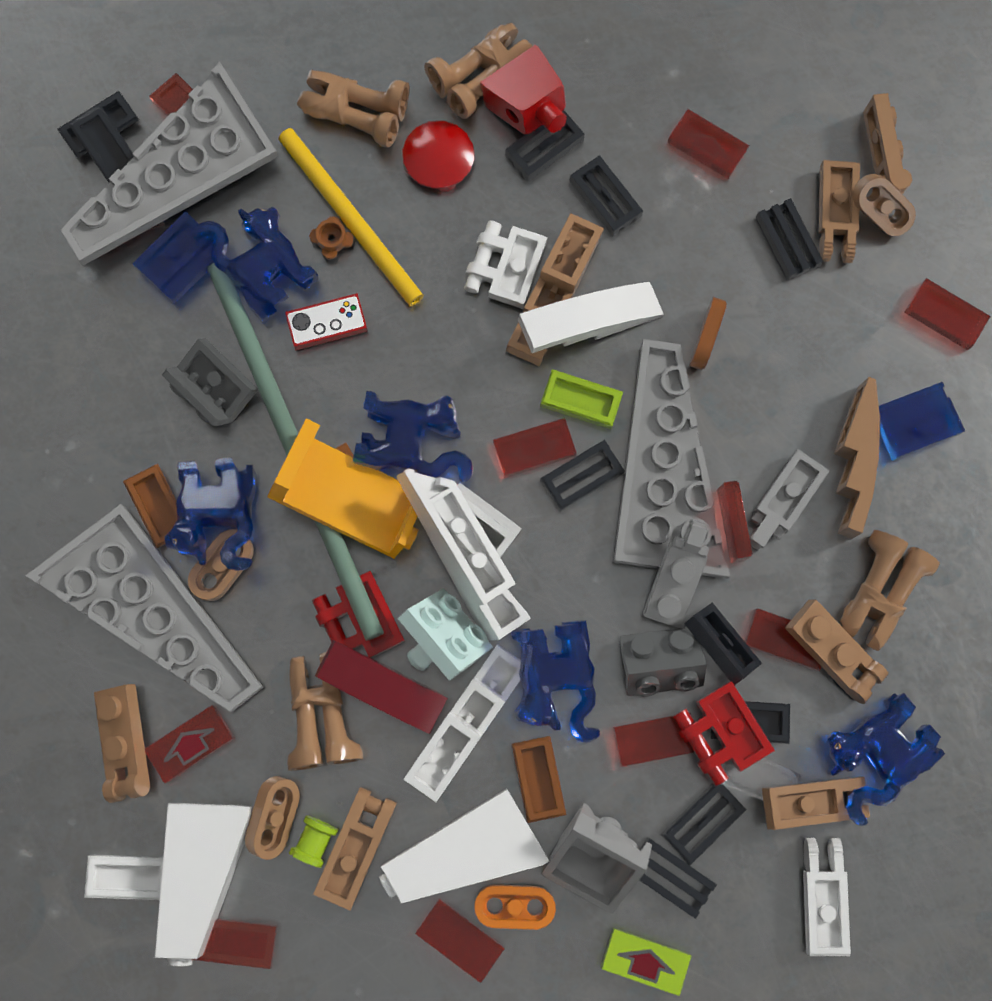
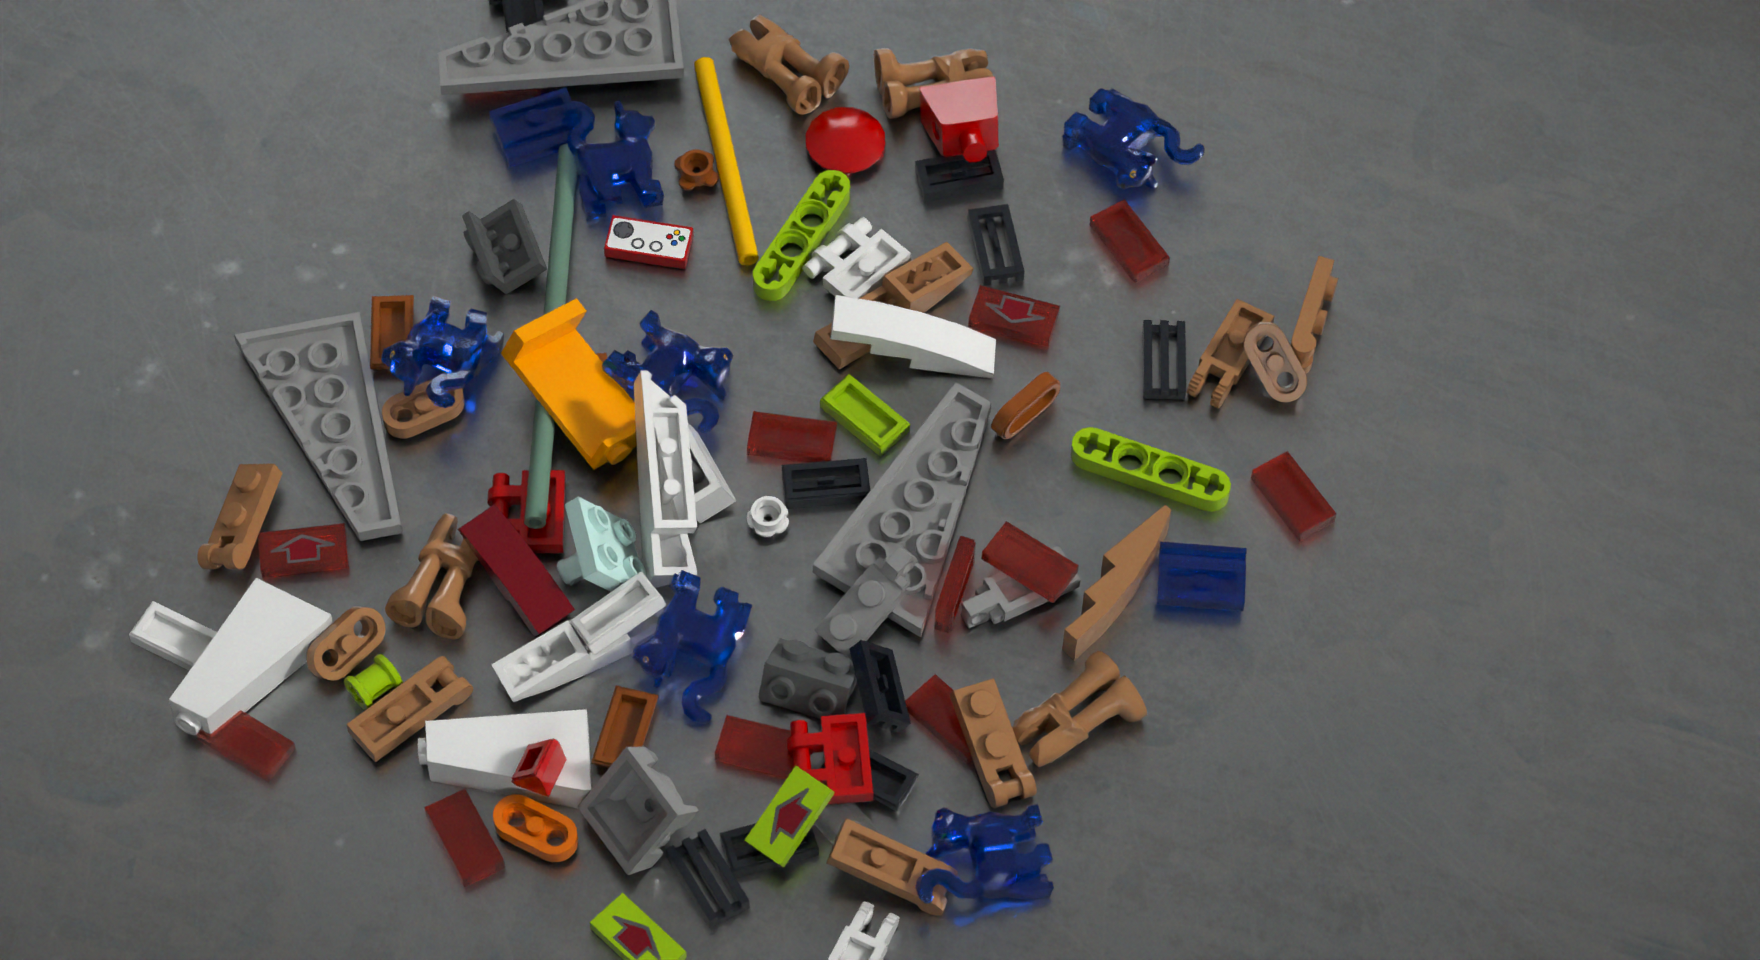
camera: 30 degrees right, 20 degrees down
(450, 258) = (796, 232): none -> lime beam
(487, 689) = (617, 613): none -> white tile
(498, 867) = (540, 767): none -> red slope
(556, 520) = (766, 507): none -> white plate
(653, 254) = (1014, 316): none -> clear red tile
(662, 42) = (1121, 137): none -> clear blue animal
(719, 804) = (789, 816): none -> lime tile
(788, 478) = (1029, 562): none -> clear red tile
(827, 338) = (1153, 463): none -> lime beam

